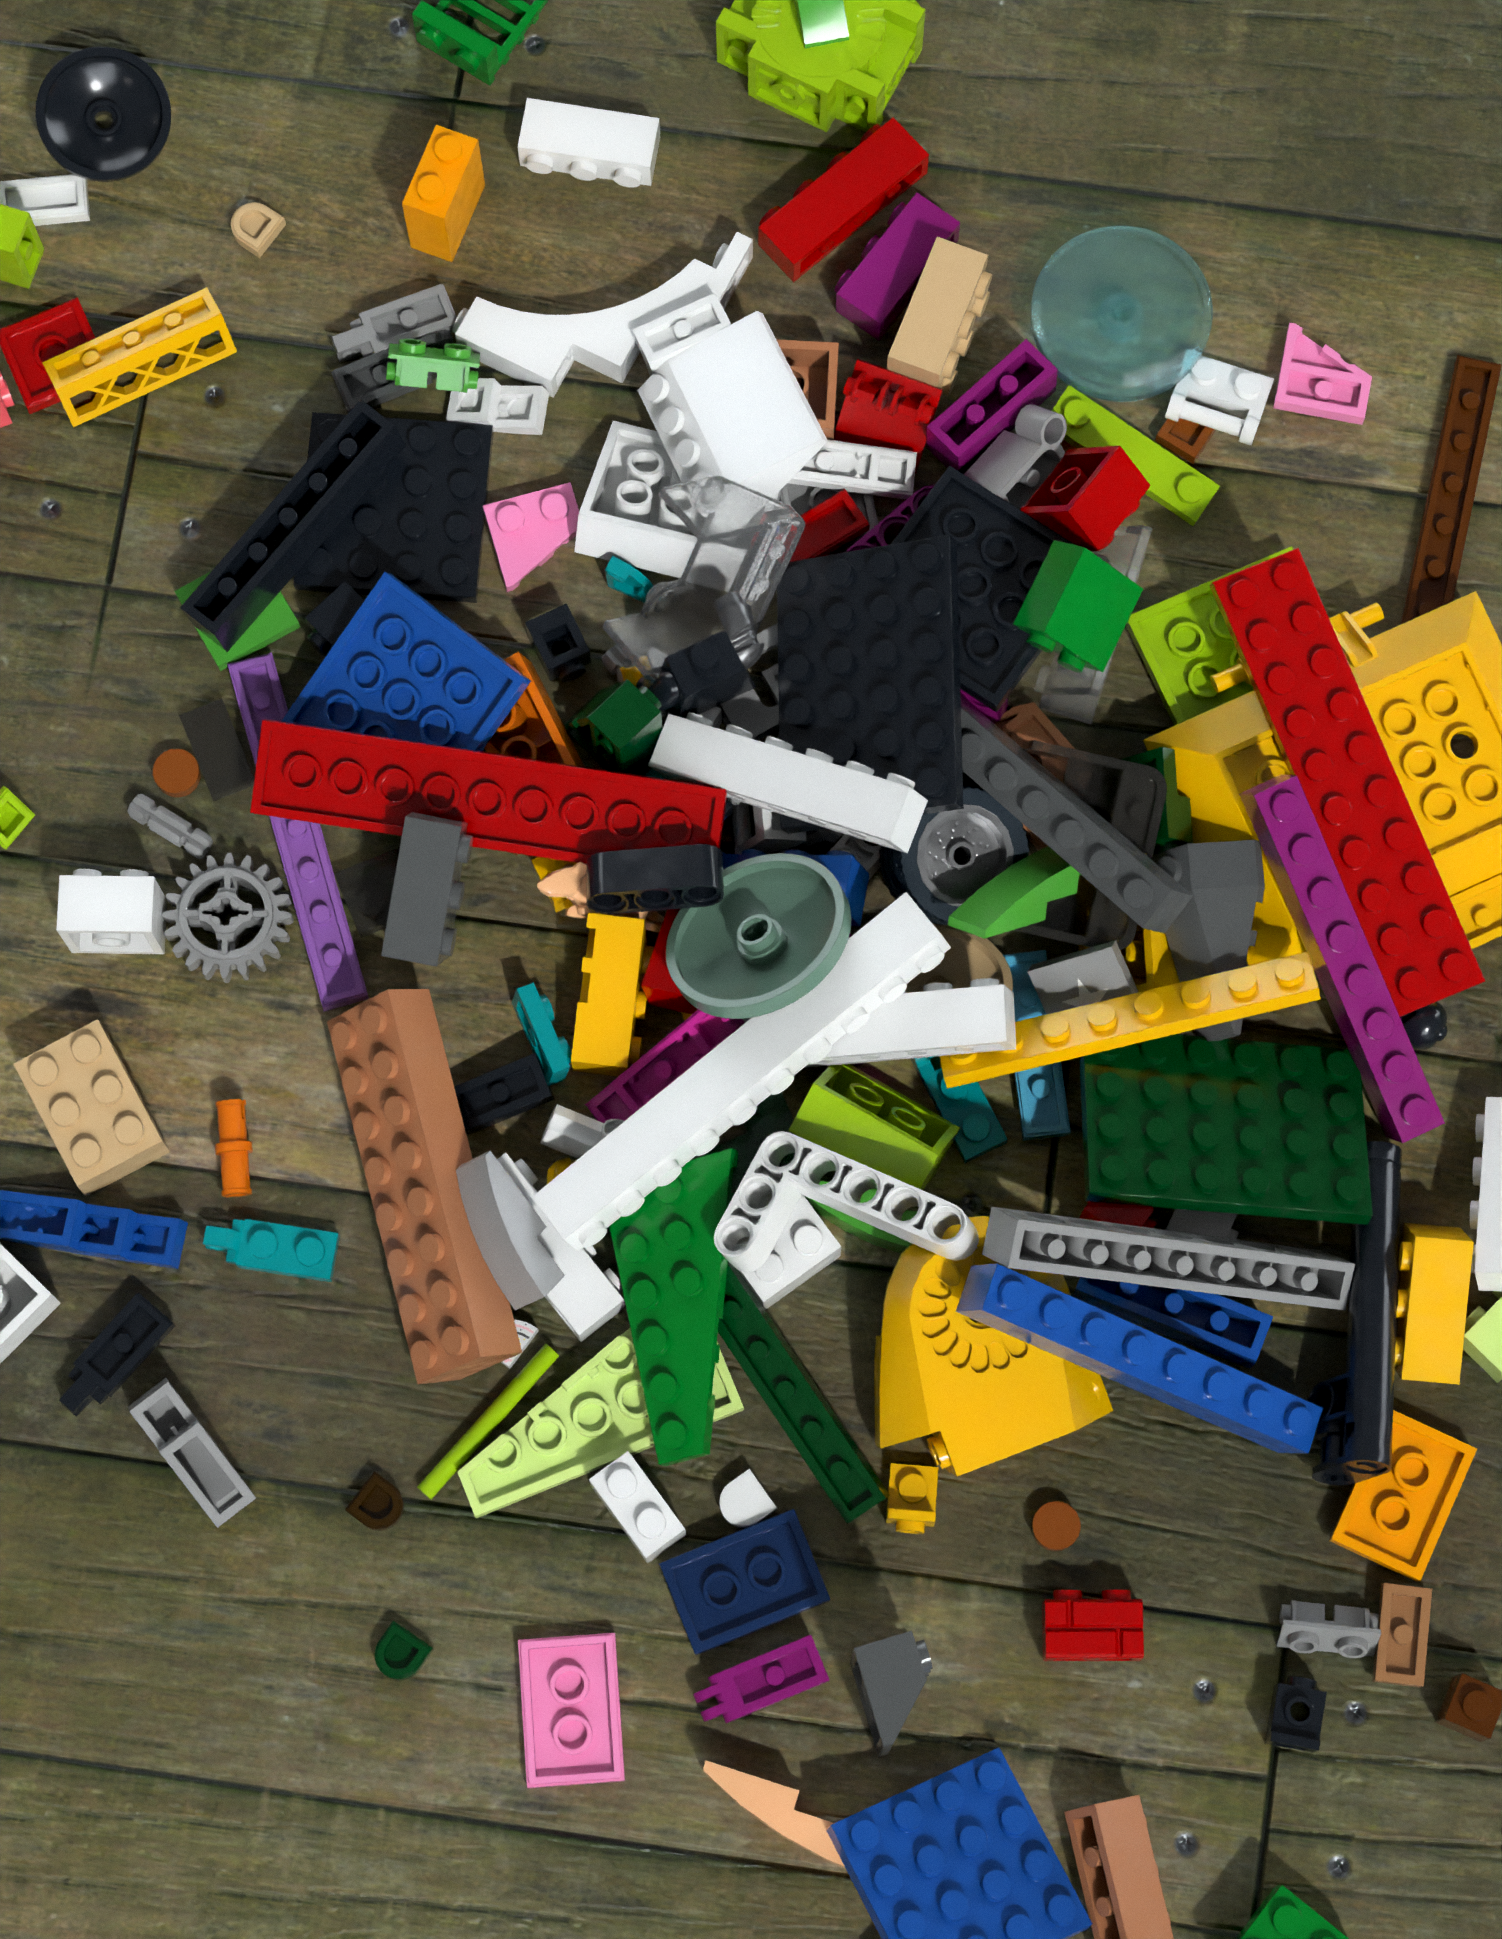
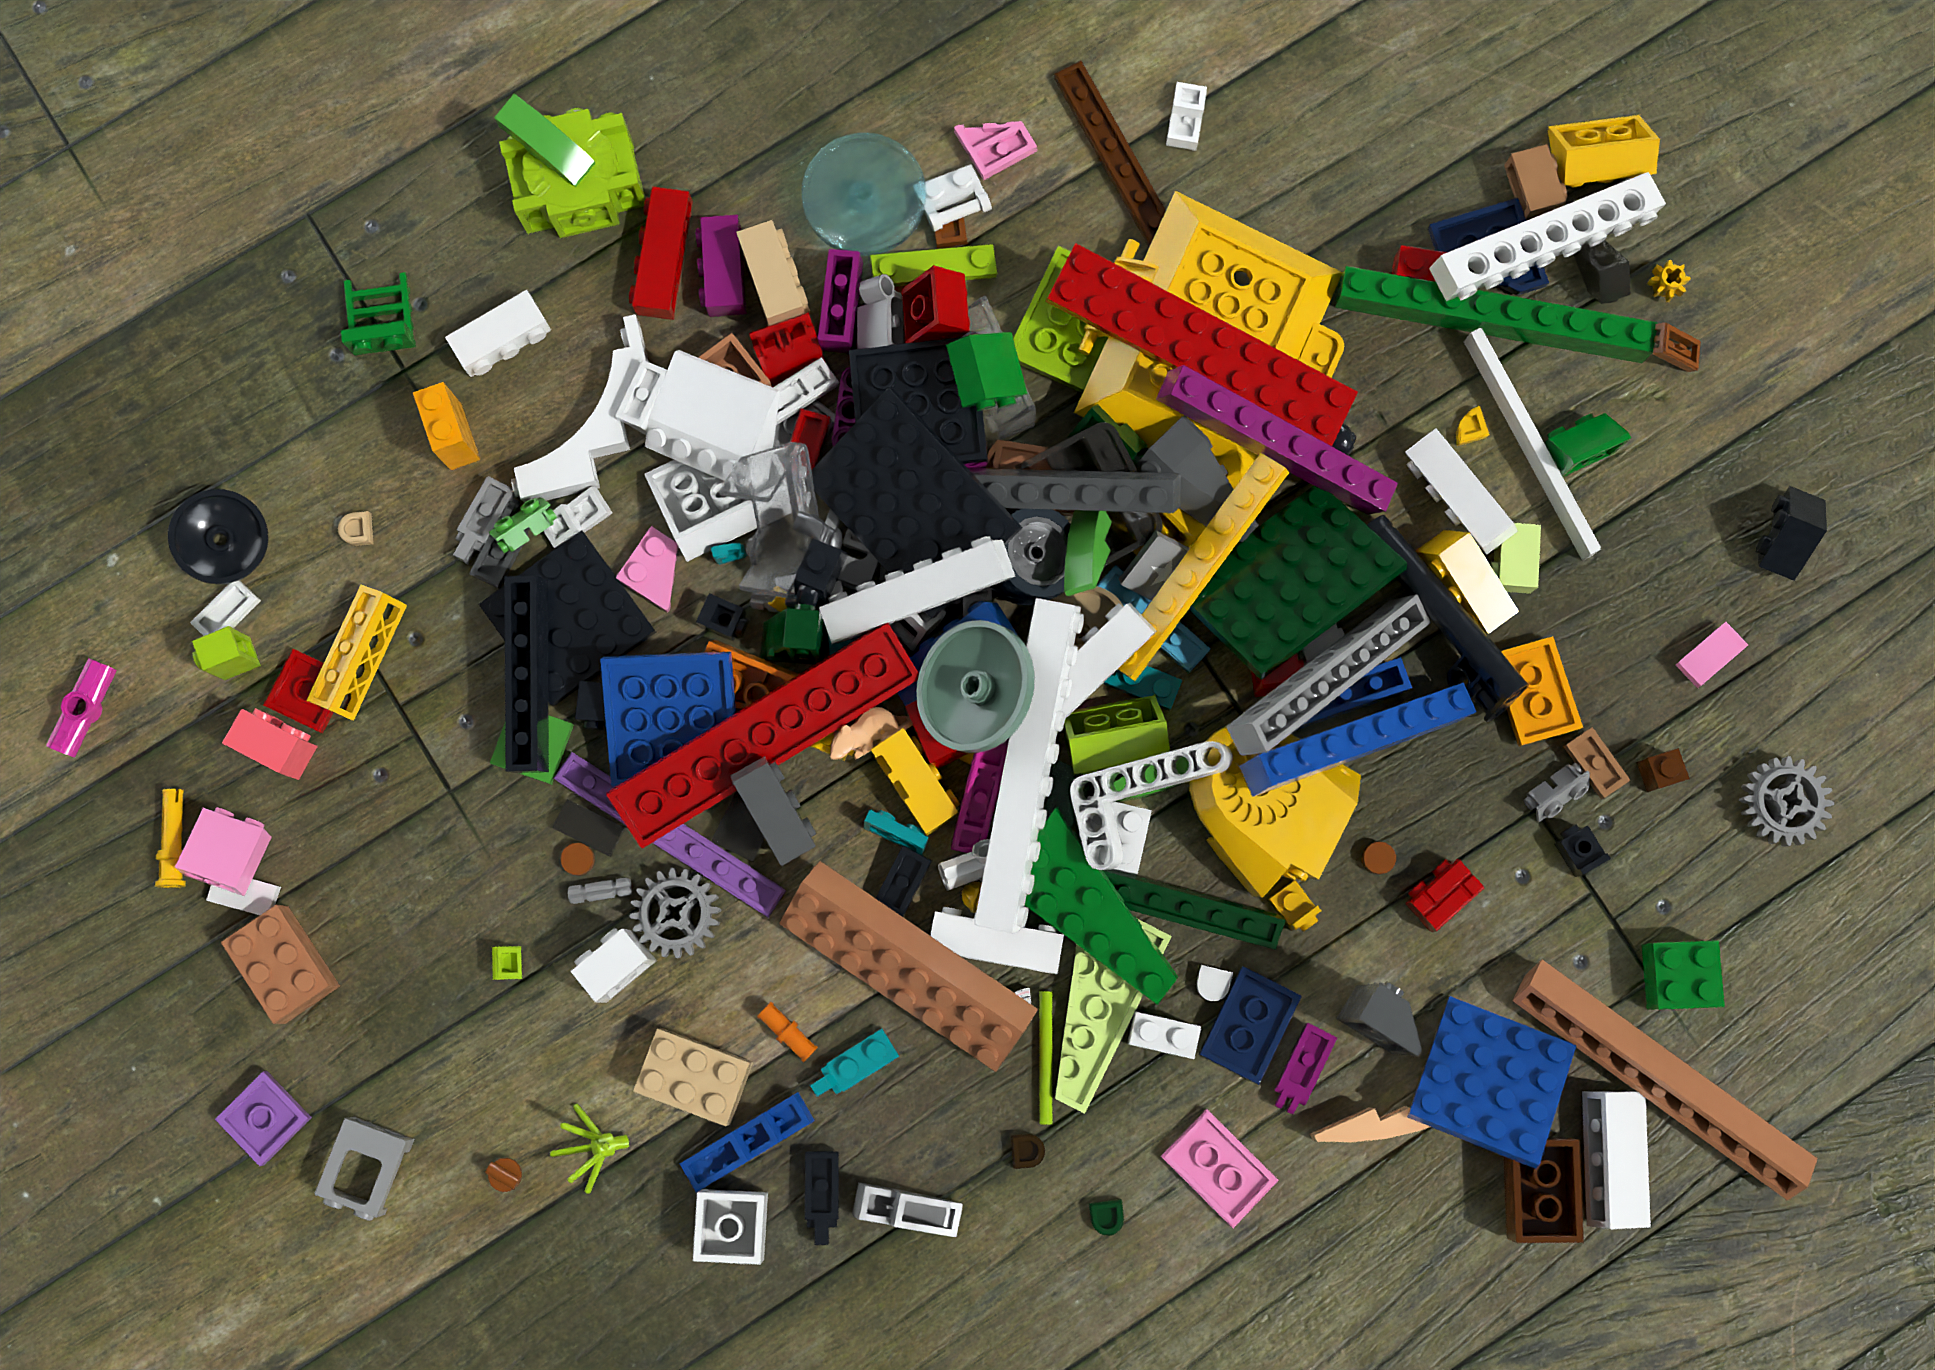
camera: 40 degrees left, 5 degrees up
(506, 1231) = (976, 954): light grey slope -> none
(654, 879) = (892, 702): black beam -> none

